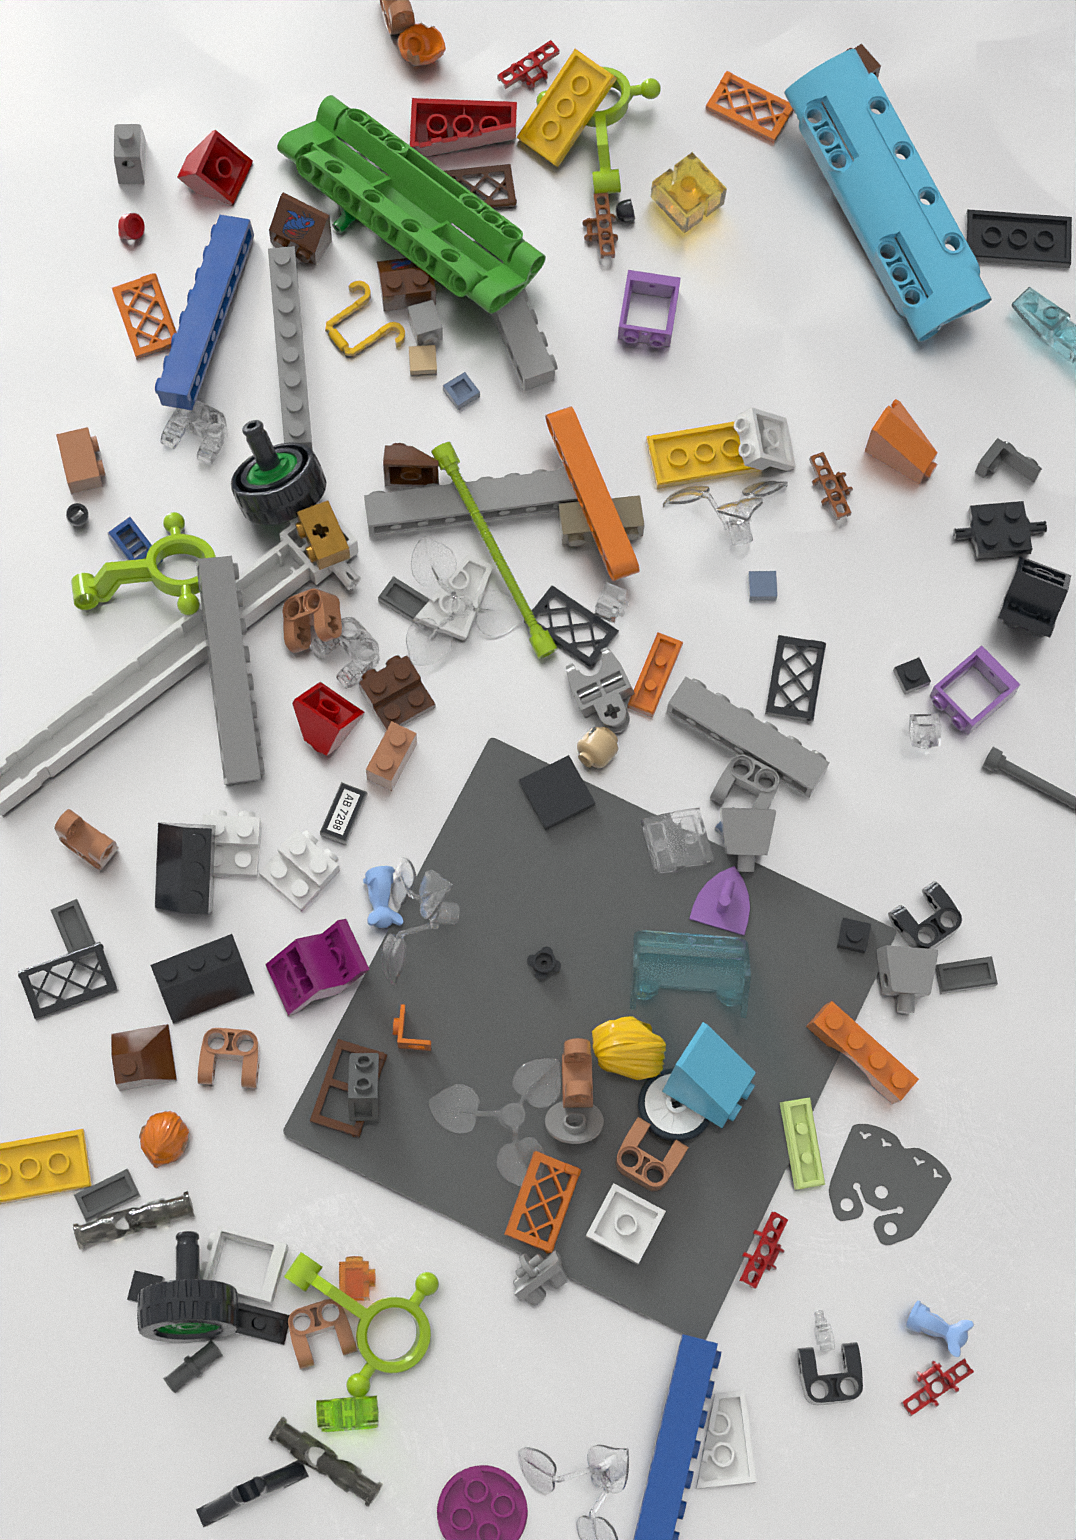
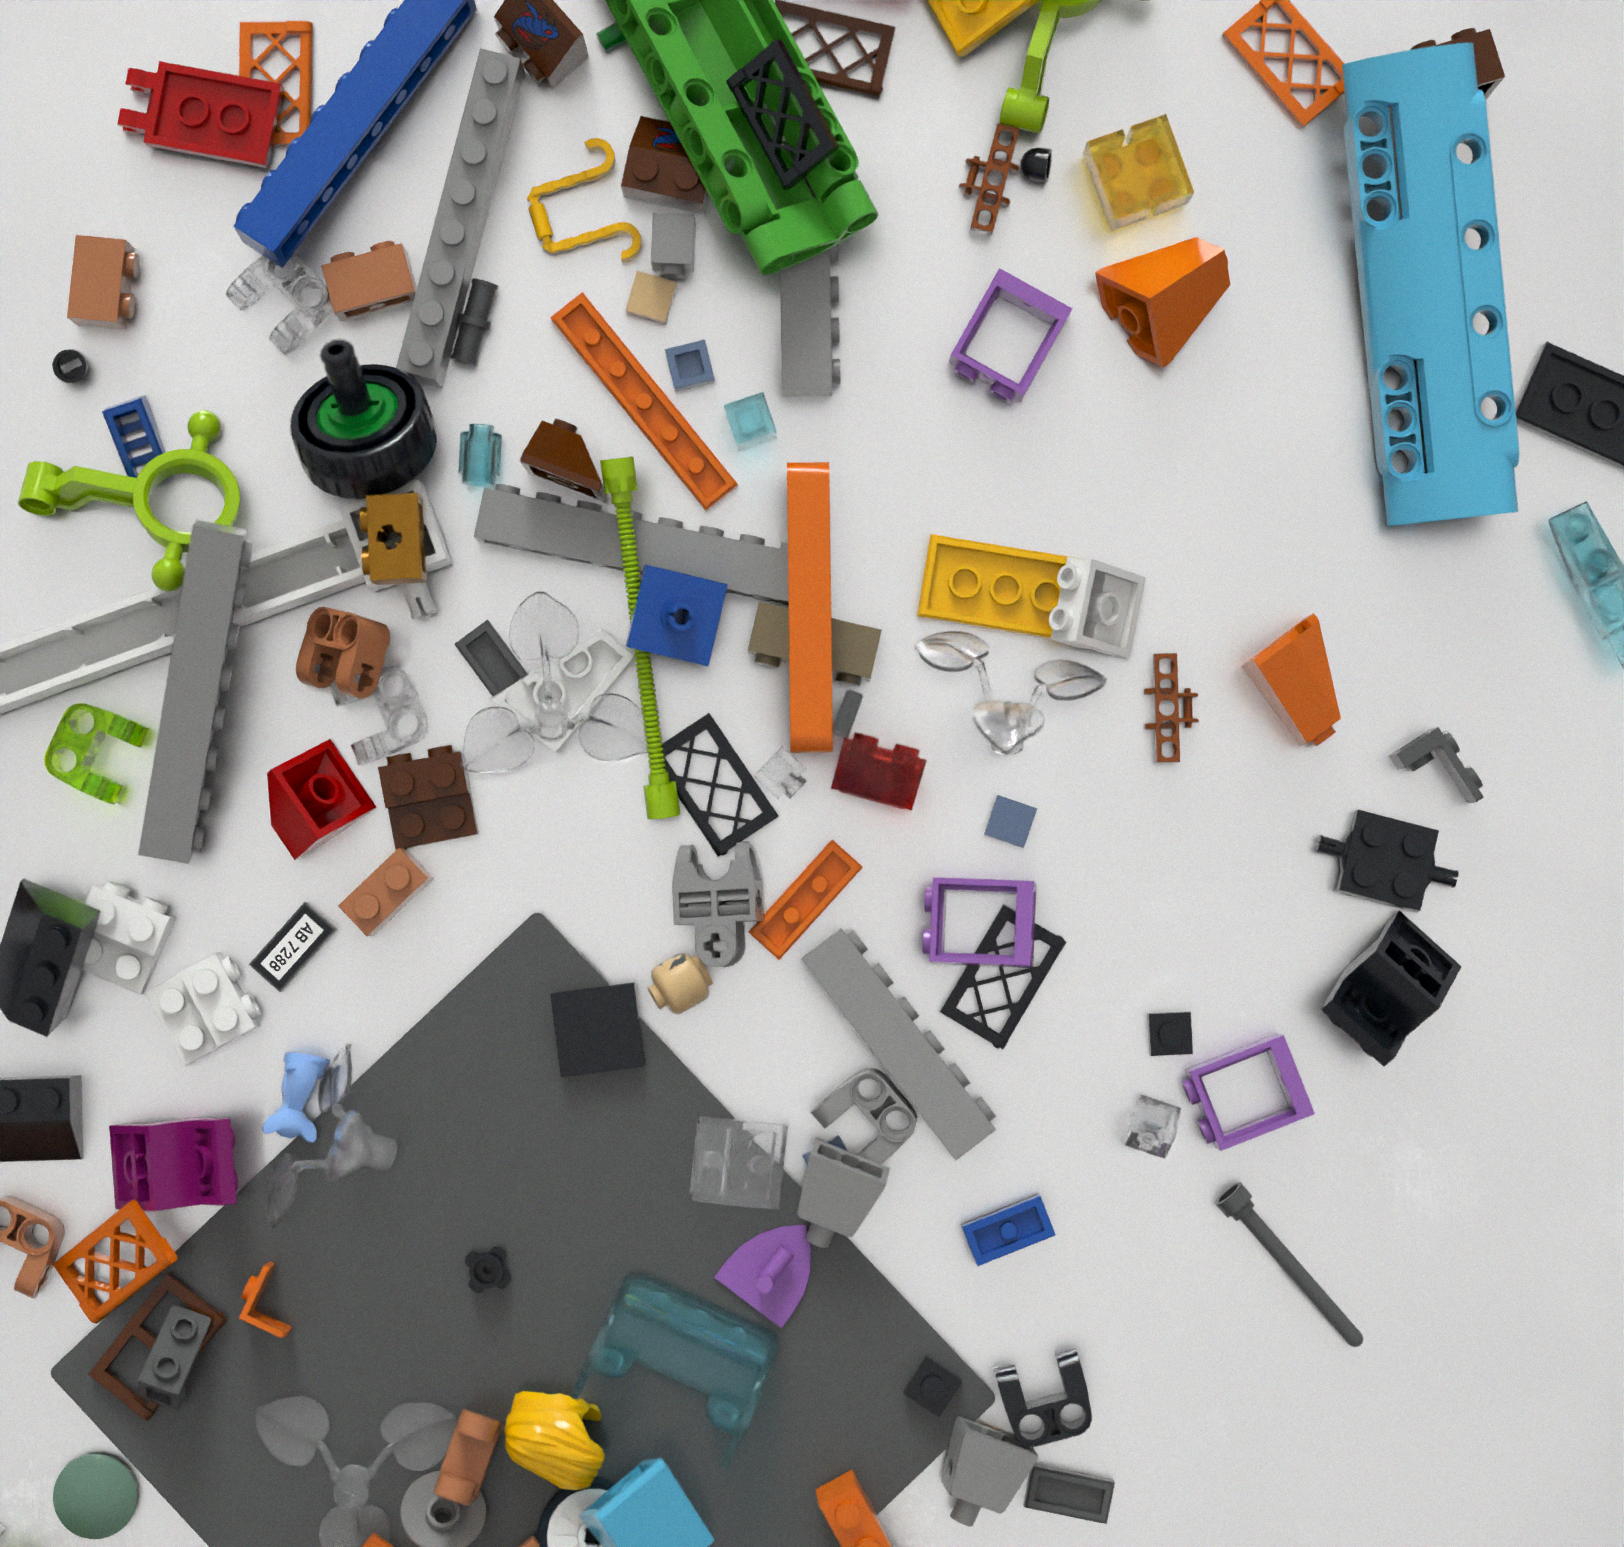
camera: 25 degrees right, 15 degrees up
(108, 343) = (205, 113): none -> red tile
(178, 716) = (87, 746): none -> clear neon green piece
(248, 402) = (369, 280): none -> nougat brick
(279, 1043) = (84, 1287): none -> orange window
(319, 408) = (474, 322): none -> dark grey pin
(341, 1203) = (95, 1496): none -> sand green dish
(352, 481) = (479, 455): none -> clear light blue brick
(441, 420) = (644, 402): none -> orange tile
(442, 201) = (811, 114): none -> black window
(511, 526) = (676, 615): none -> blue tile
(512, 407) = (750, 421): none -> clear light blue brick
(639, 546) = (847, 713): none -> dark grey tile
(671, 578) = (878, 773): none -> clear red slope
(731, 256) = (1164, 295): none -> orange slope
(759, 625) = (934, 938): none -> medium lavender window
(861, 825) = (1008, 1230): none -> blue plate

